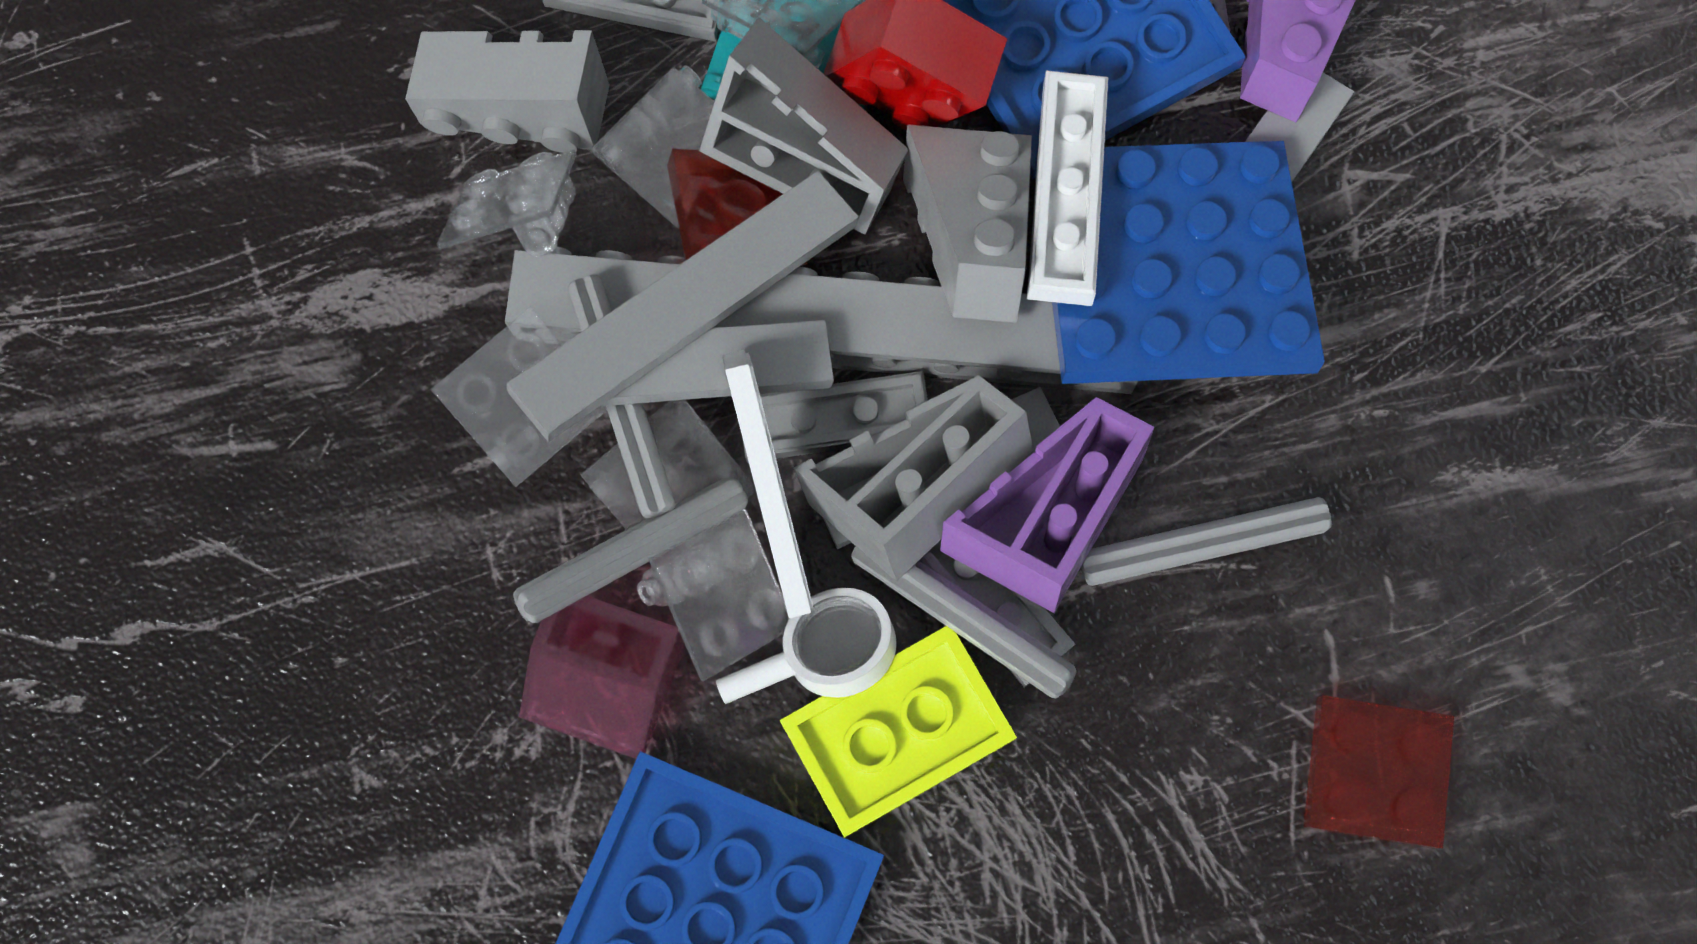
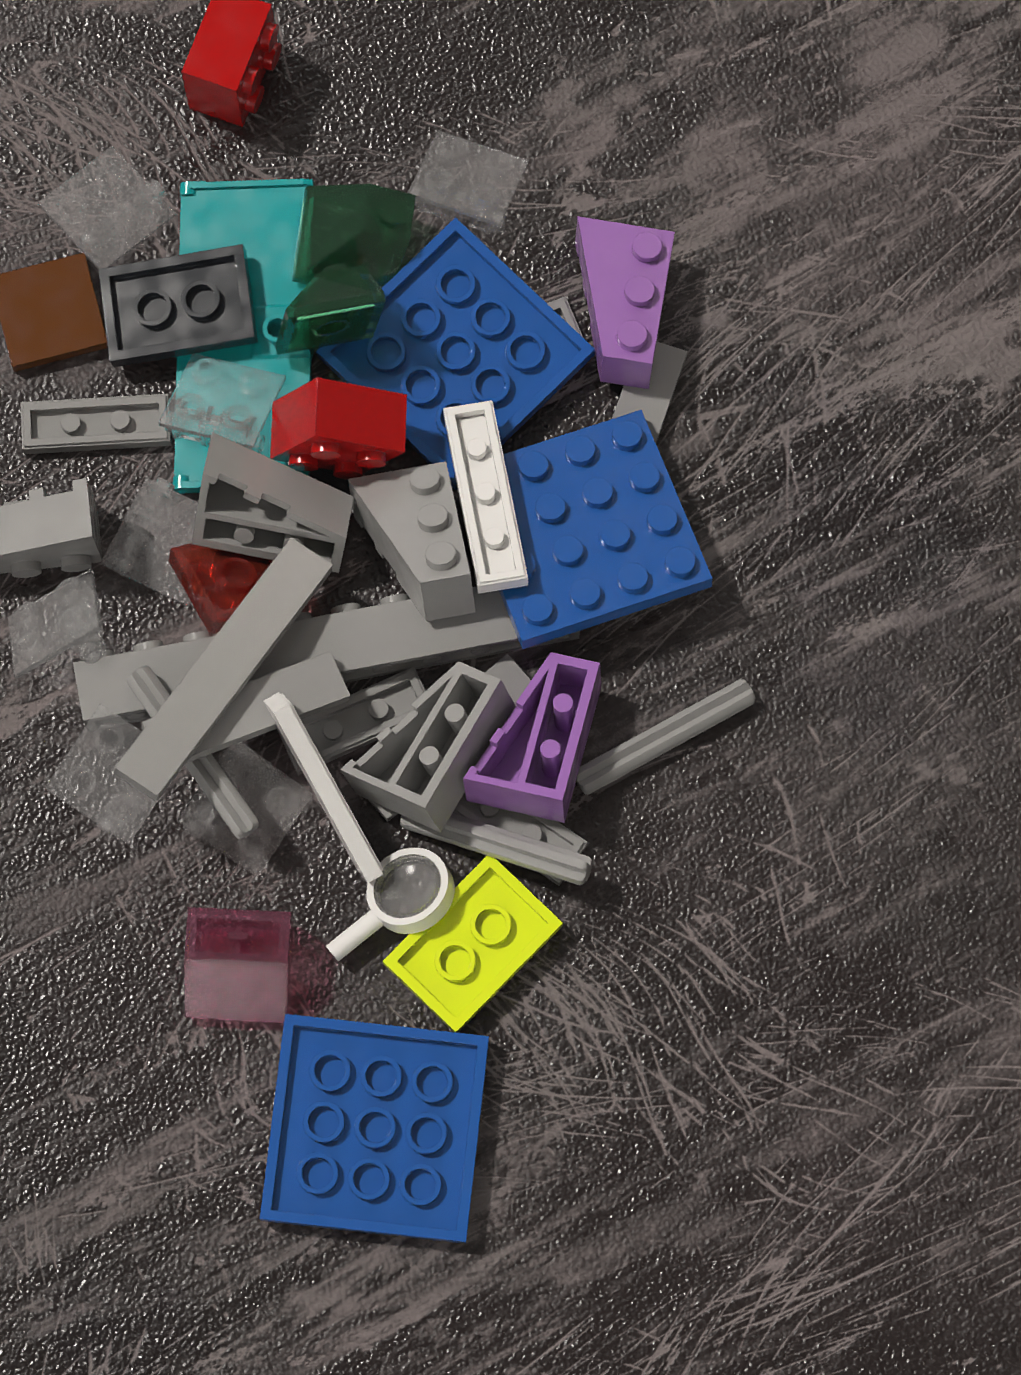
camera: 20 degrees left, 0 degrees up
(628, 550) = (236, 864): light grey axle -> none
(718, 593) = (310, 879): clear hinge -> none
(1379, 772) = (837, 871): clear red plate -> none

